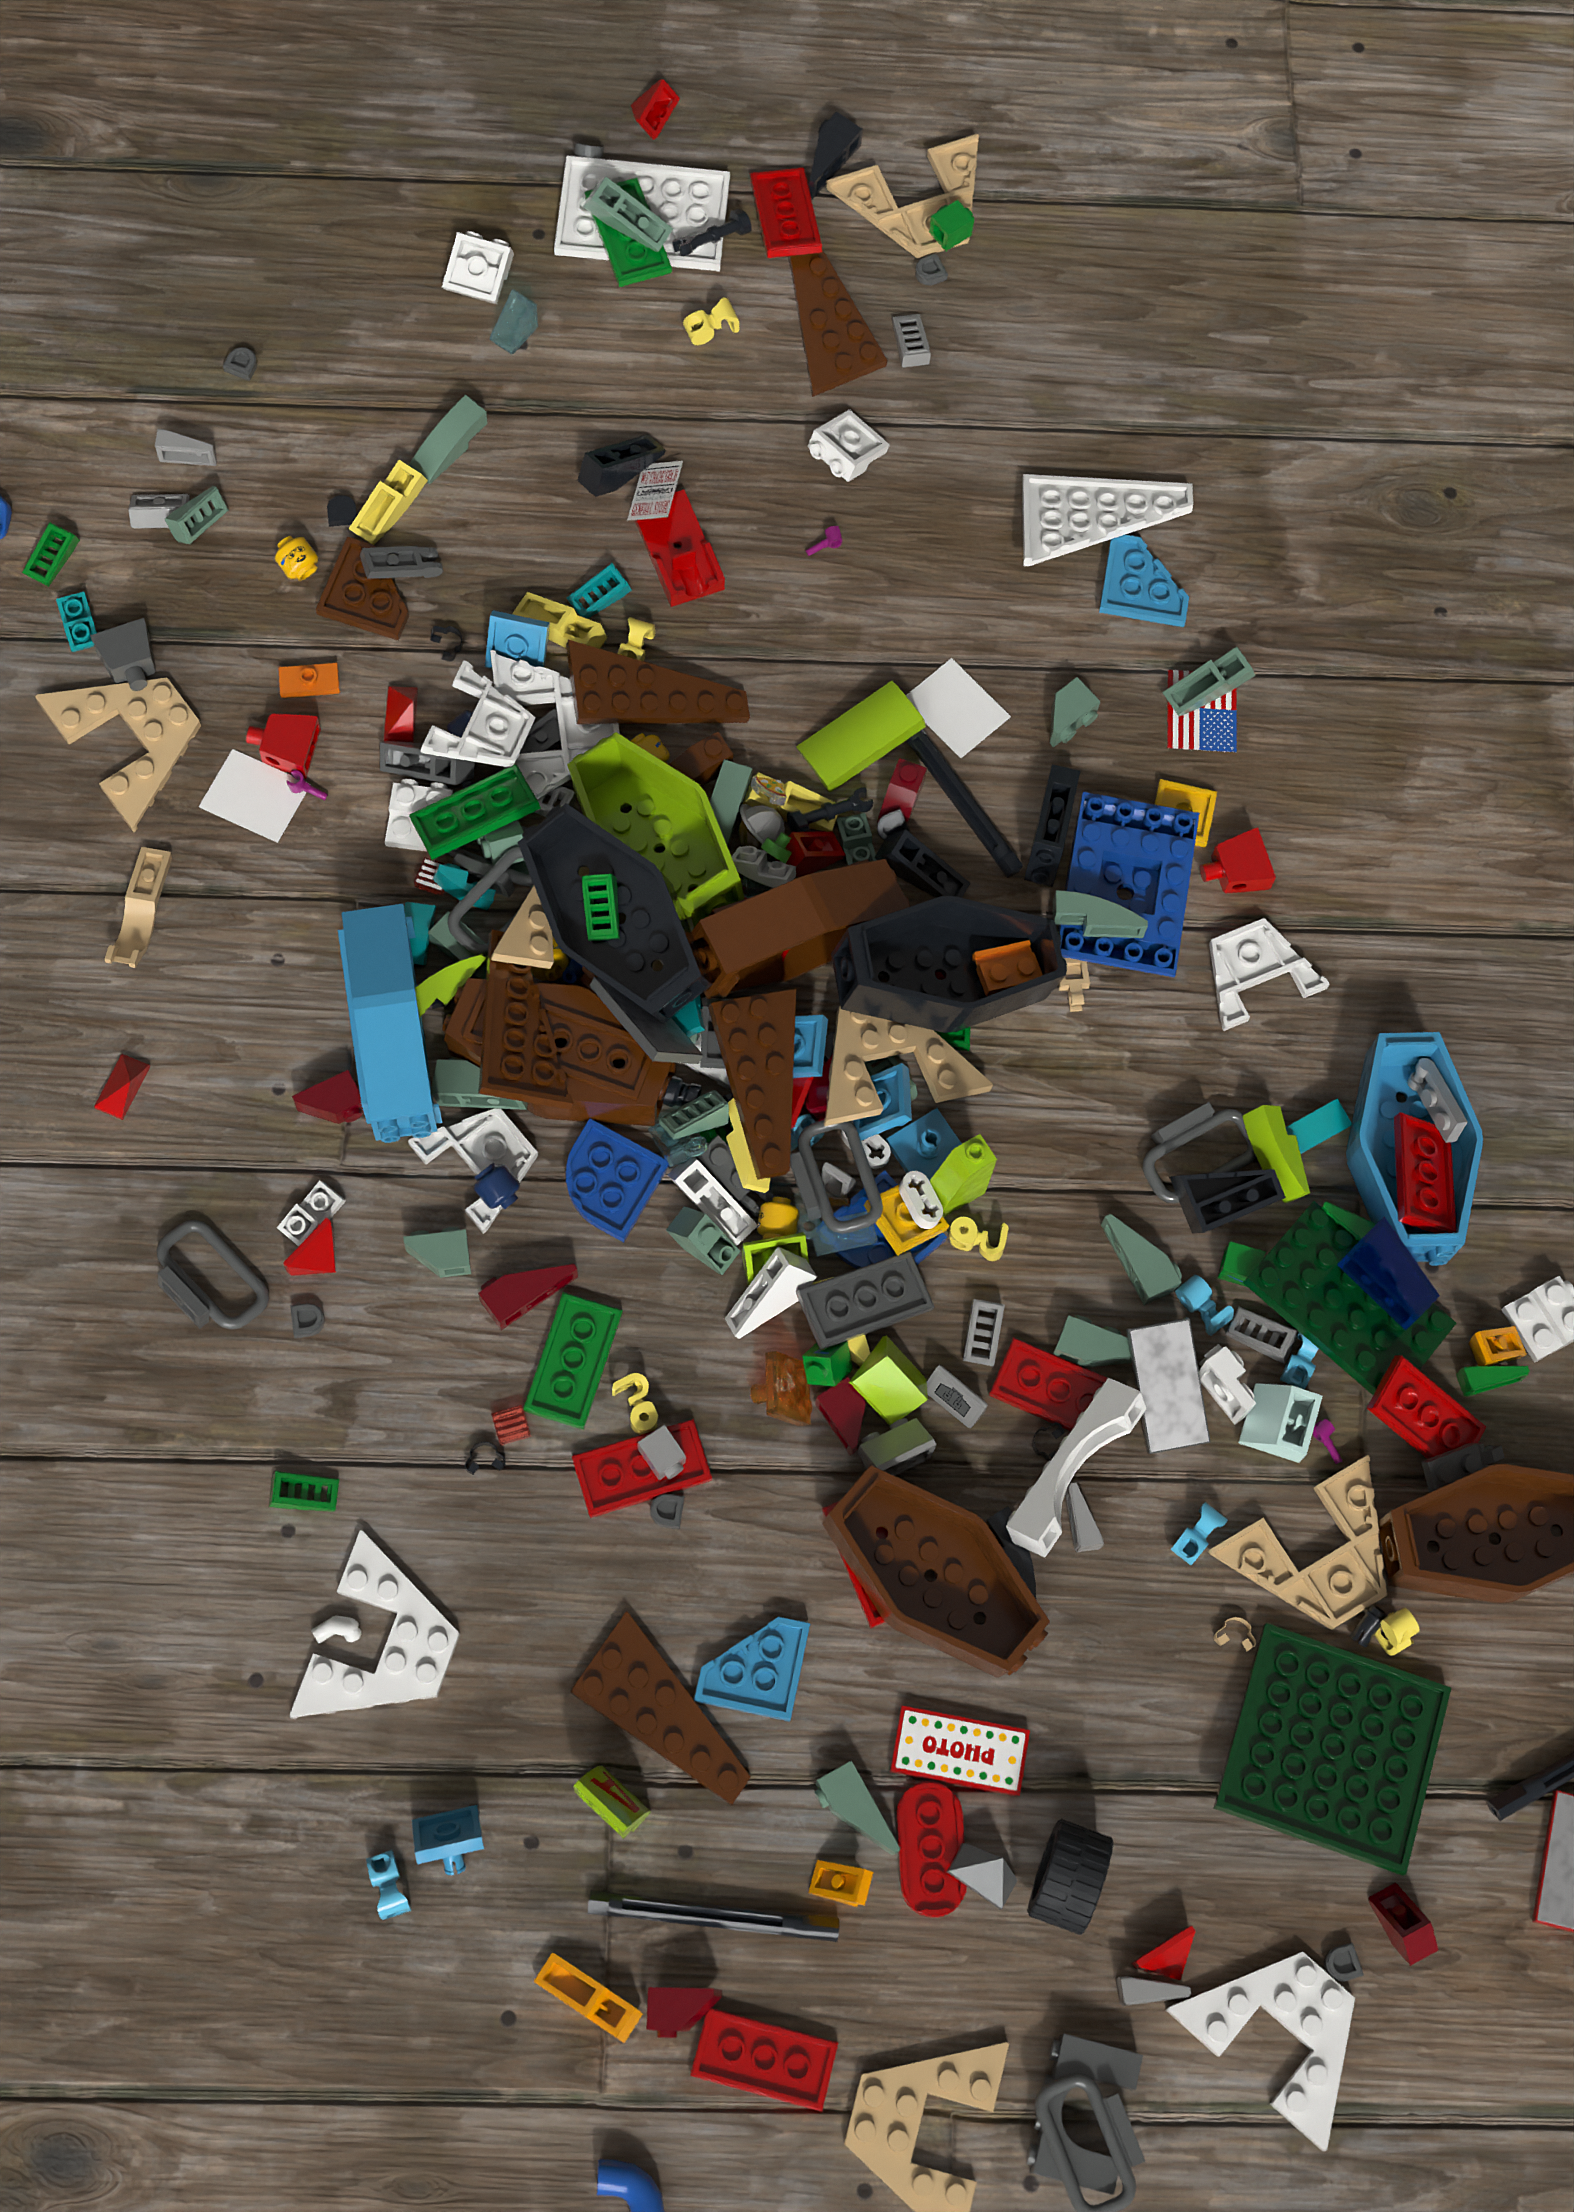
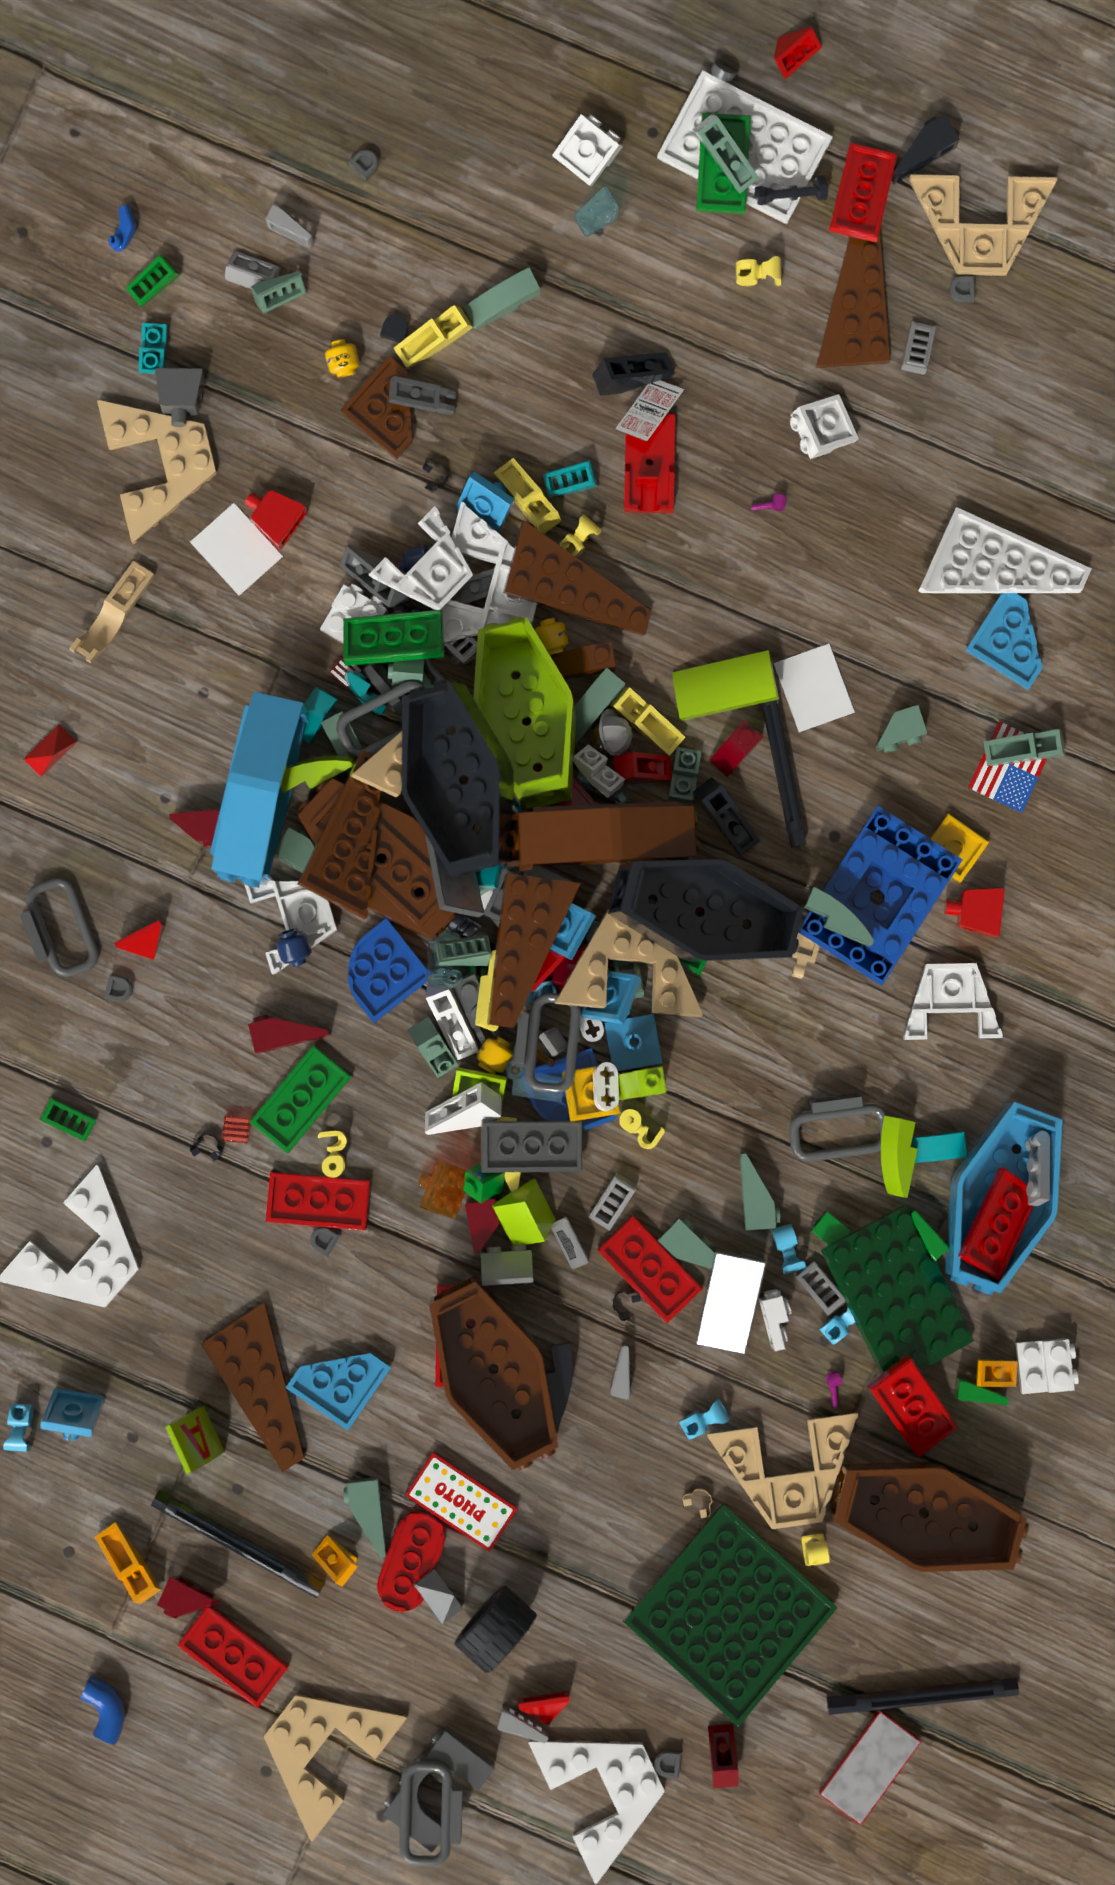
camera: 30 degrees right, 15 degrees up
(302, 786) = (275, 556): magenta hand -> none
(308, 1215) = (152, 908): white slope -> none
(309, 680) = (313, 467): orange plate -> none
(337, 1625) = (55, 1228): white arm -> none
(401, 714) = (374, 524): red slope -> none
(441, 1252) = (234, 979): sand green slope -> none
(590, 908) = (444, 757): green slope -> none
(662, 1453) = (334, 1200): light grey brick -> none
(771, 788) = (632, 706): tile -> none
(777, 848) = (615, 761): bright green tile -> none
(800, 822) = (643, 741): black piece -> none
(892, 822) = (719, 770): black tile -> none
(951, 225) = (995, 259): green brick -> none
(1006, 966) = (754, 927): orange plate -> none
(1052, 825) = (844, 820): black slope -> none
(1109, 1416) = (675, 1308): white arch -> none
(1223, 1197) = (841, 1174): black wedge -> none
(1281, 1420) = (803, 1361): light aqua slope -> none
(1369, 1623) = (799, 1537): black pin -> none
(1390, 1274) = (934, 1291): clear blue wedge -> none
(1459, 1463) = (922, 1450): dark grey hinge -> none

